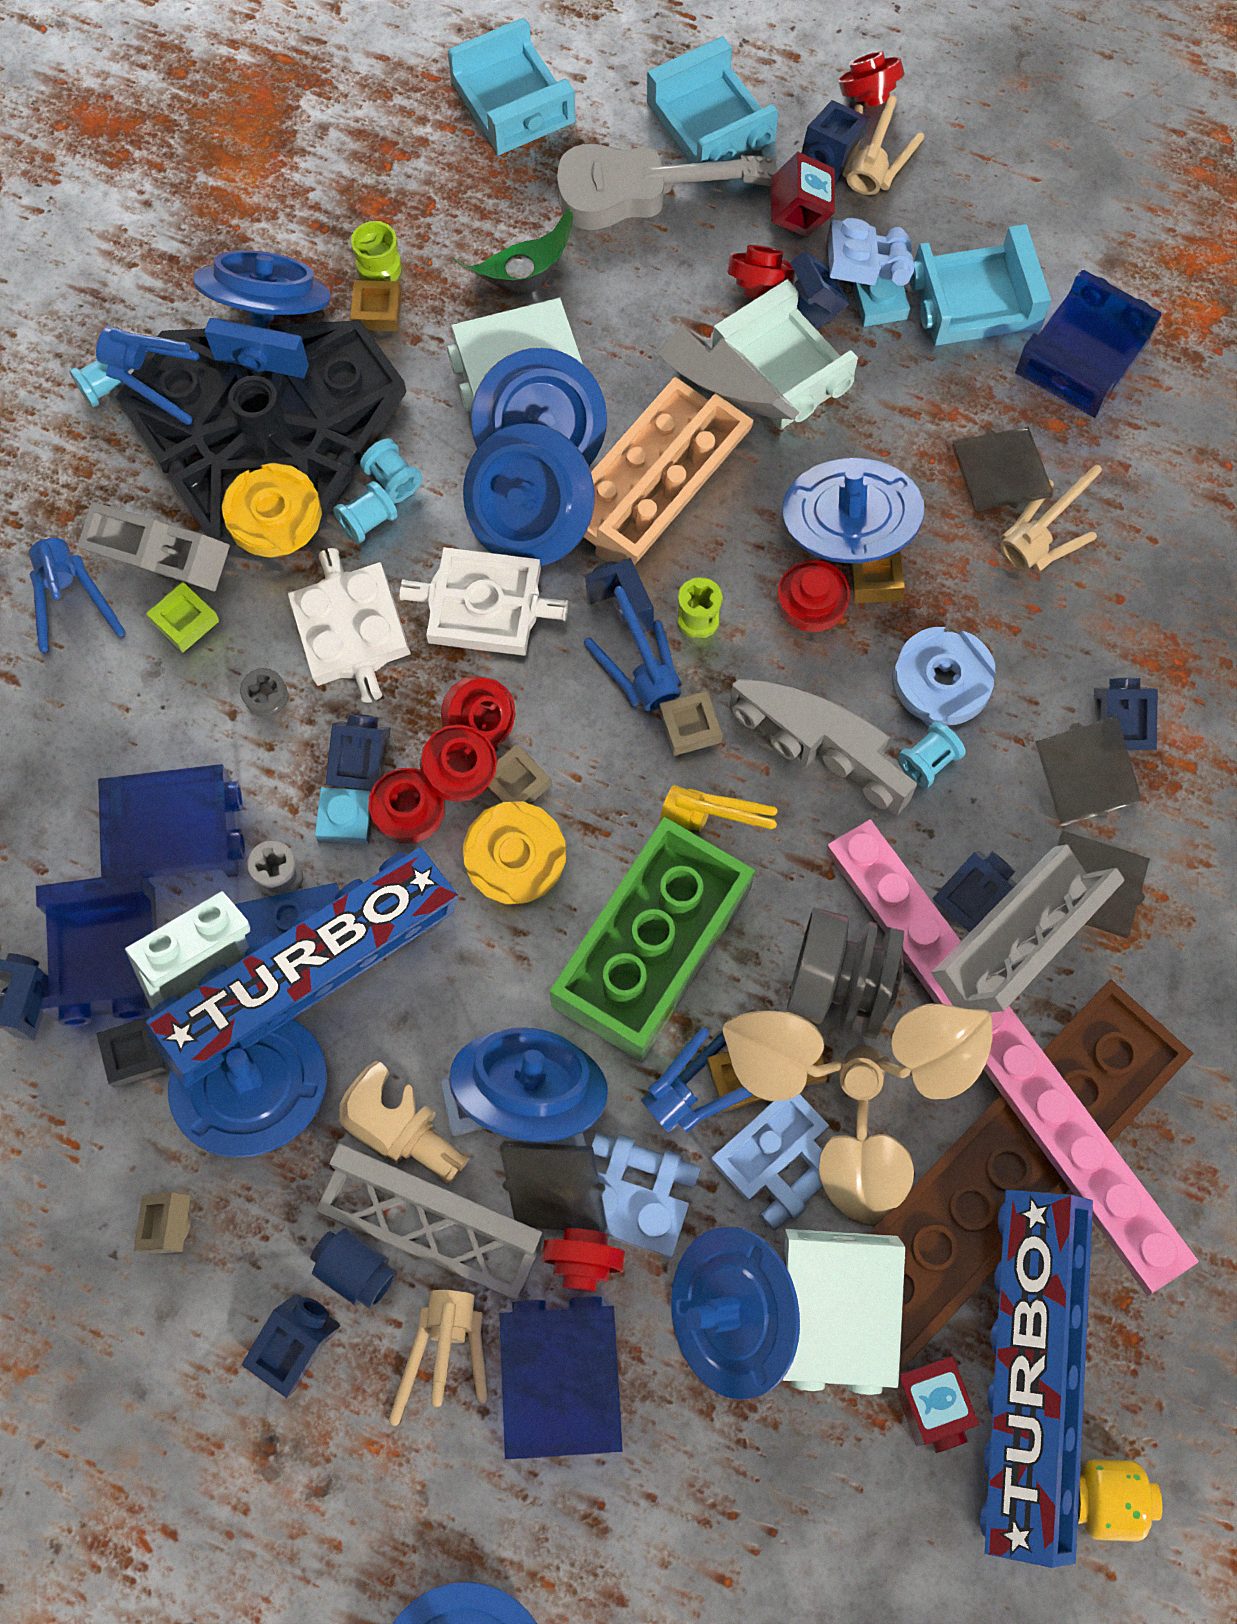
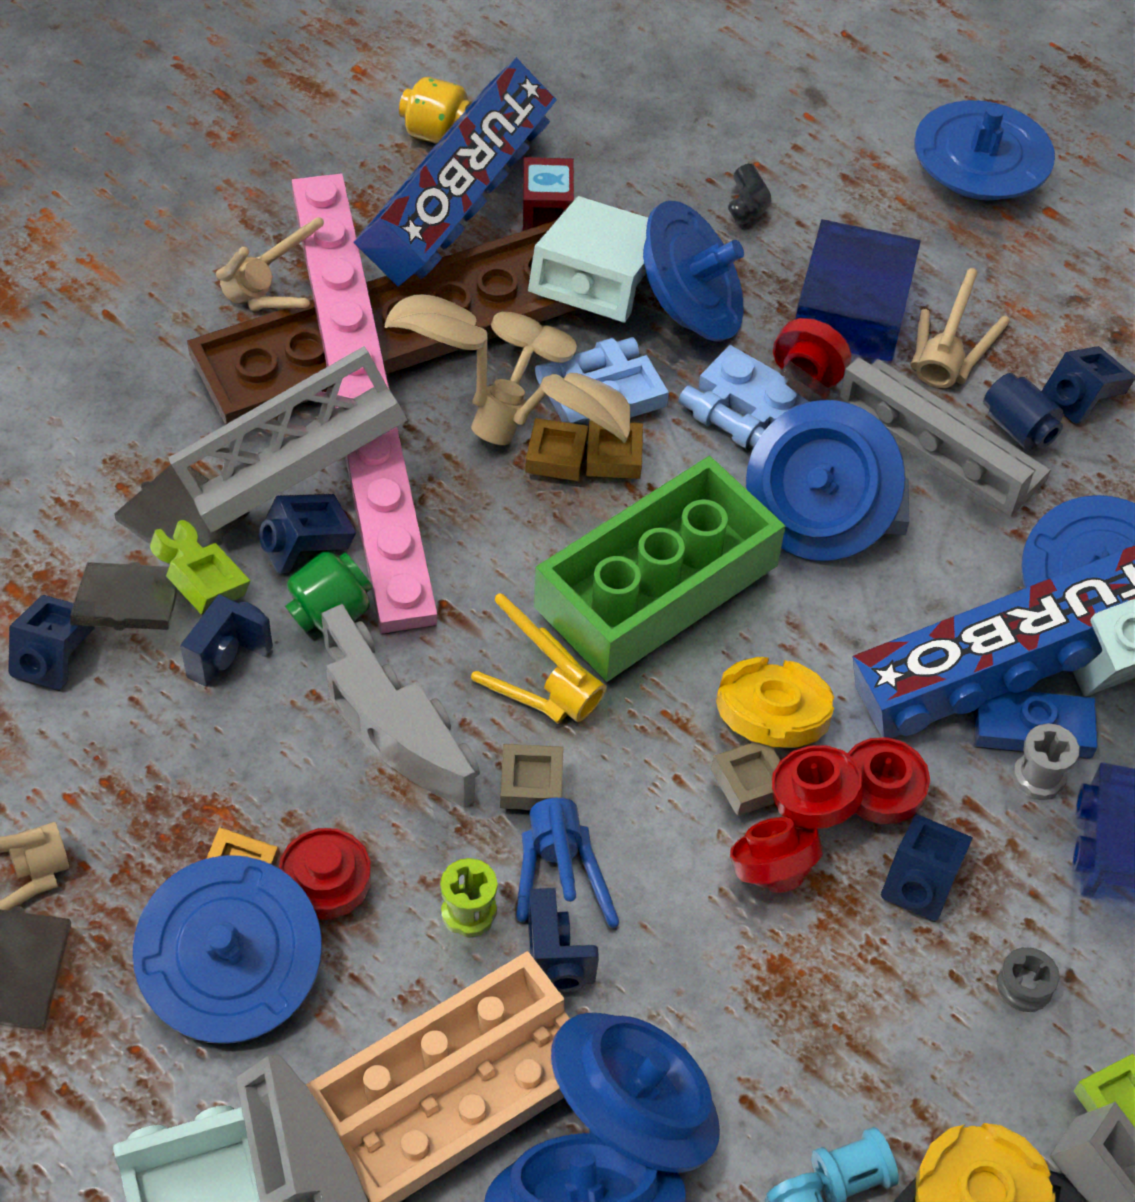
camera: 165 degrees left, 15 degrees down
(343, 816) = (958, 804): medium azure plate -> none
(349, 624) = (906, 1031): white plate -> none
(397, 1131) = (965, 483): tan piece -> none
(483, 601) = (730, 997): white plate -> none
(672, 1099) = (684, 442): blue plant -> none
(711, 1502) = (753, 194): none -> black arm
(846, 973) = (482, 473): dark grey wheel -> none
(925, 826) = (324, 585): none -> green head
(931, 754) = (283, 662): medium azure bush -> none
(947, 650) = (226, 770): light blue plate -> none
(991, 758) = (218, 635): none -> dark blue bracket
(1038, 812) = (198, 570): none -> lime plate
(1177, 1156) = (250, 278): none -> tan plant

